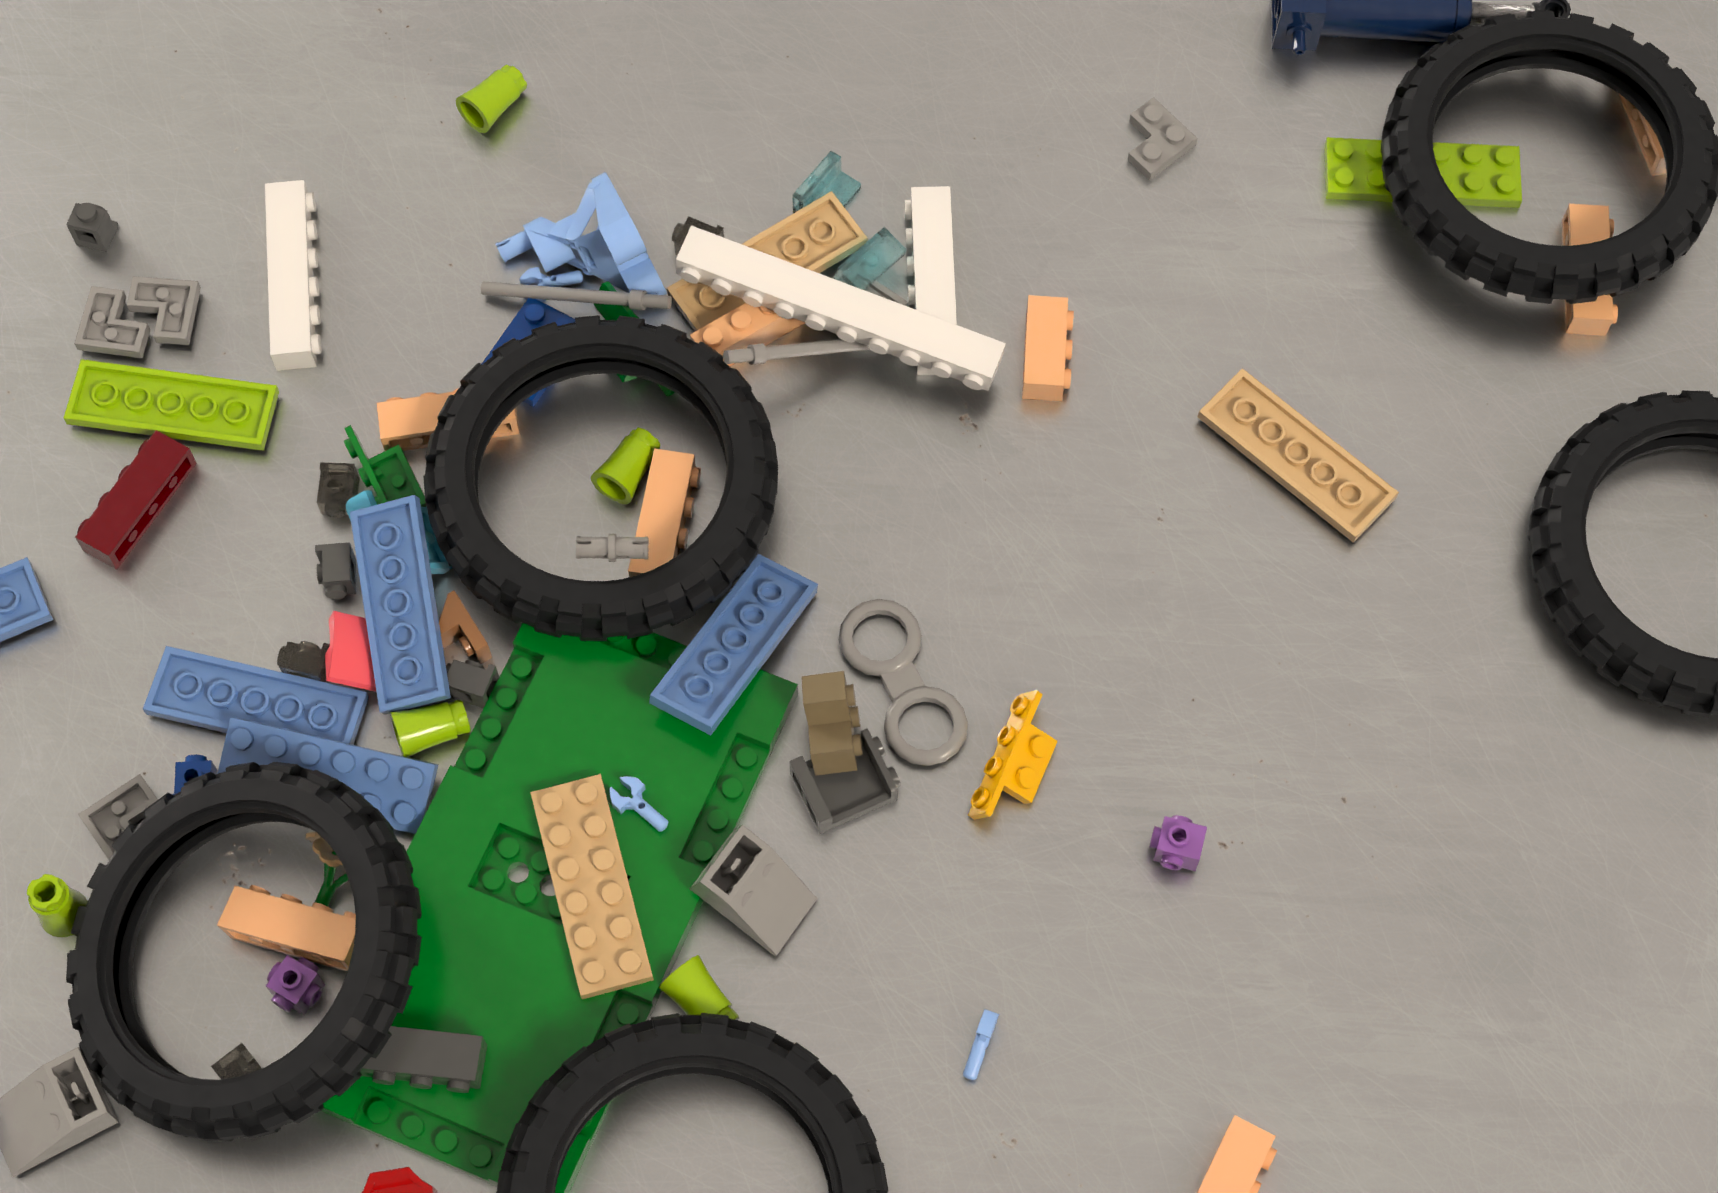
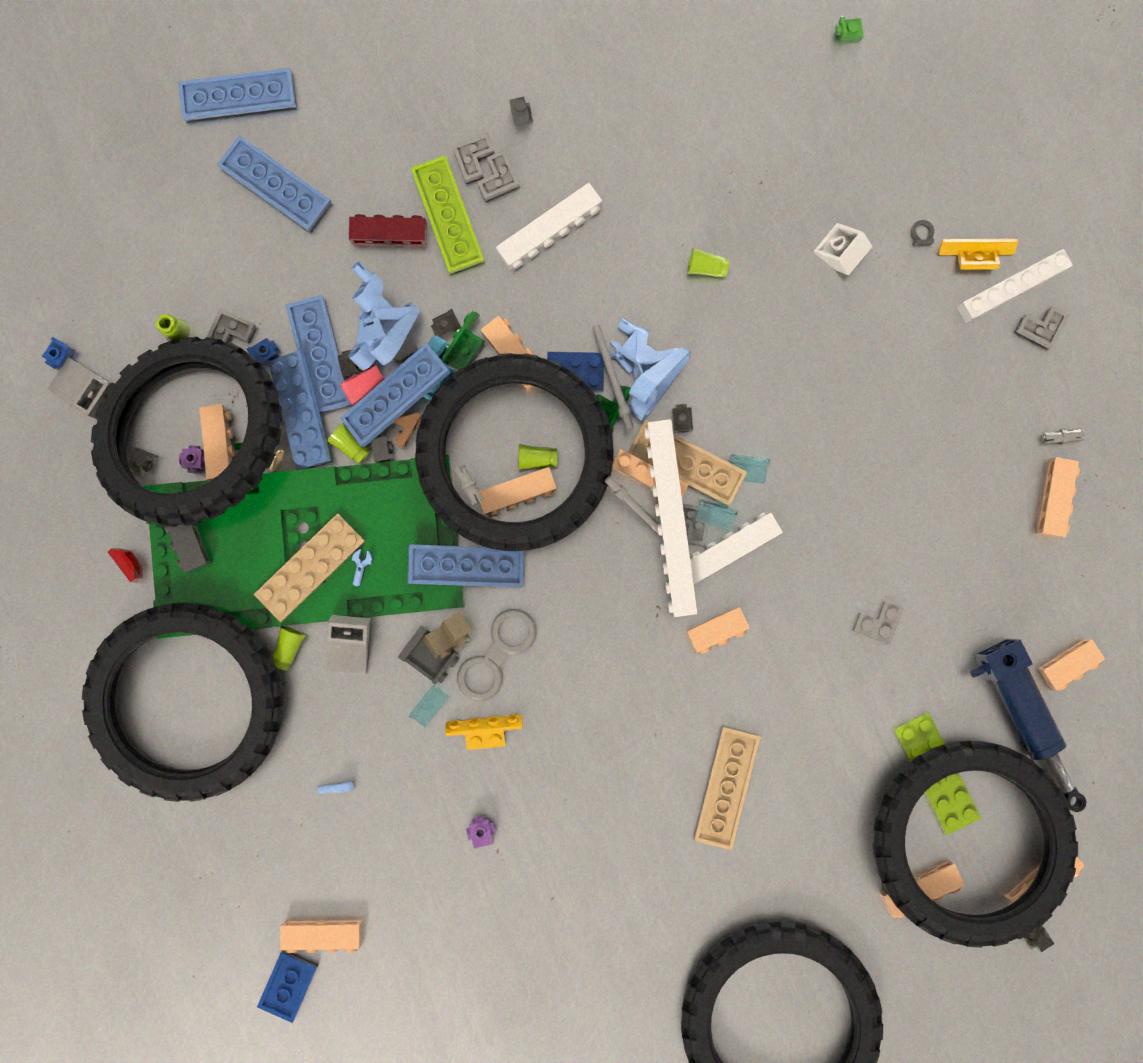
camera: 65 degrees right, 20 degrees up
(280, 577) = (386, 324): none -> light blue connector
(926, 825) = (429, 706): none -> clear light blue panel

